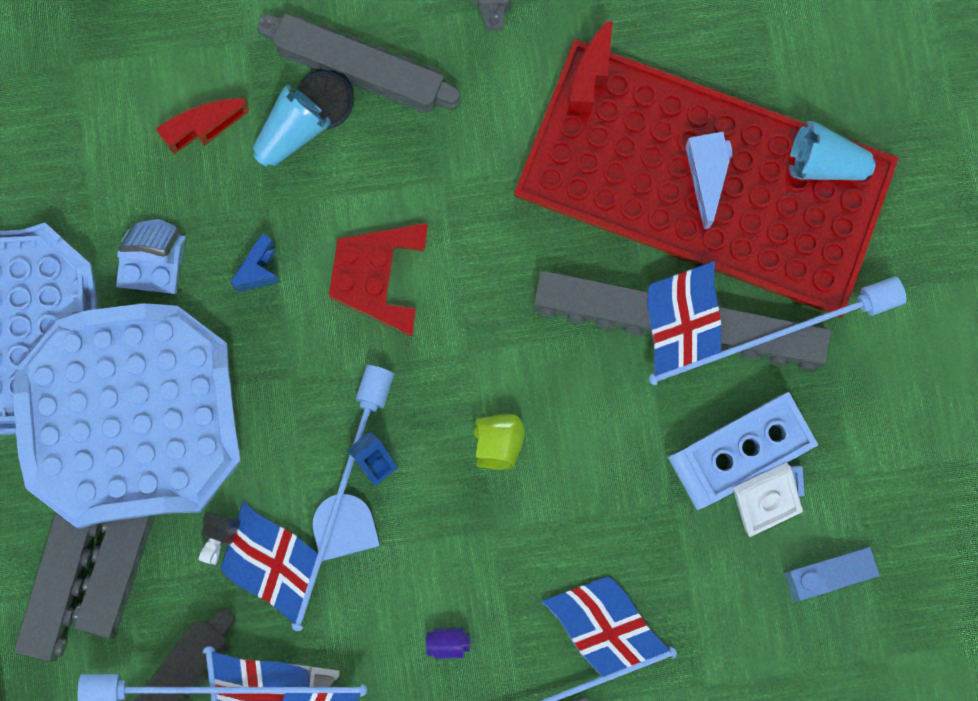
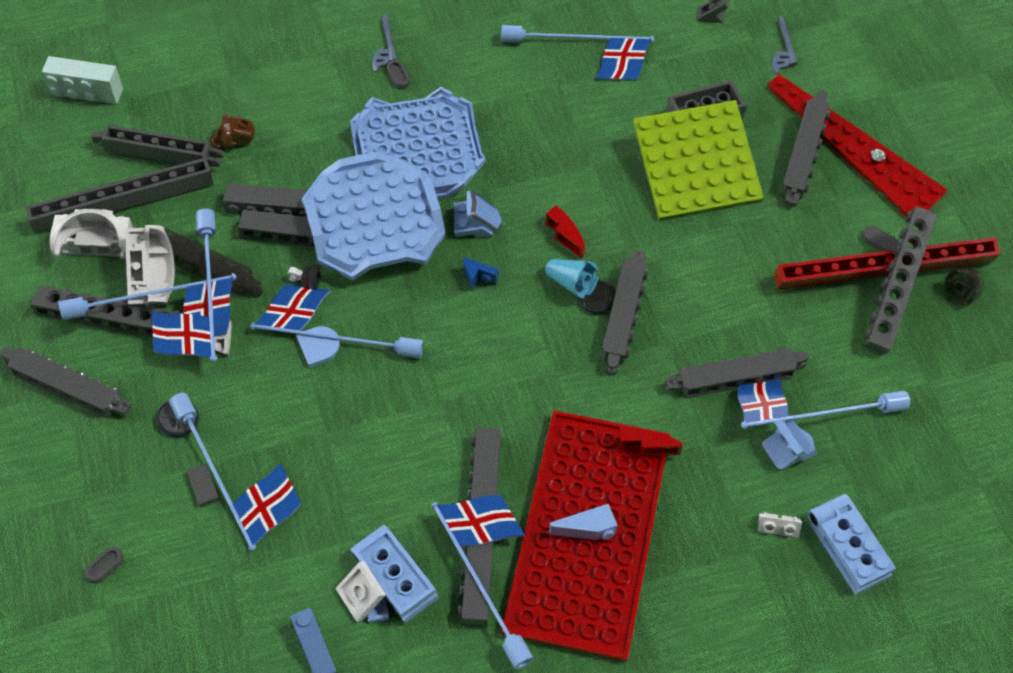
camera: 85 degrees right, 20 degrees down
(364, 273) = (485, 334): red wing -> none
(372, 458) = (361, 350): blue slope -> none
(447, 643) = (248, 410): dark purple brick -> none
(498, 441) = (383, 419): lime piece -> none
(828, 156) = (614, 601): medium azure cone -> none

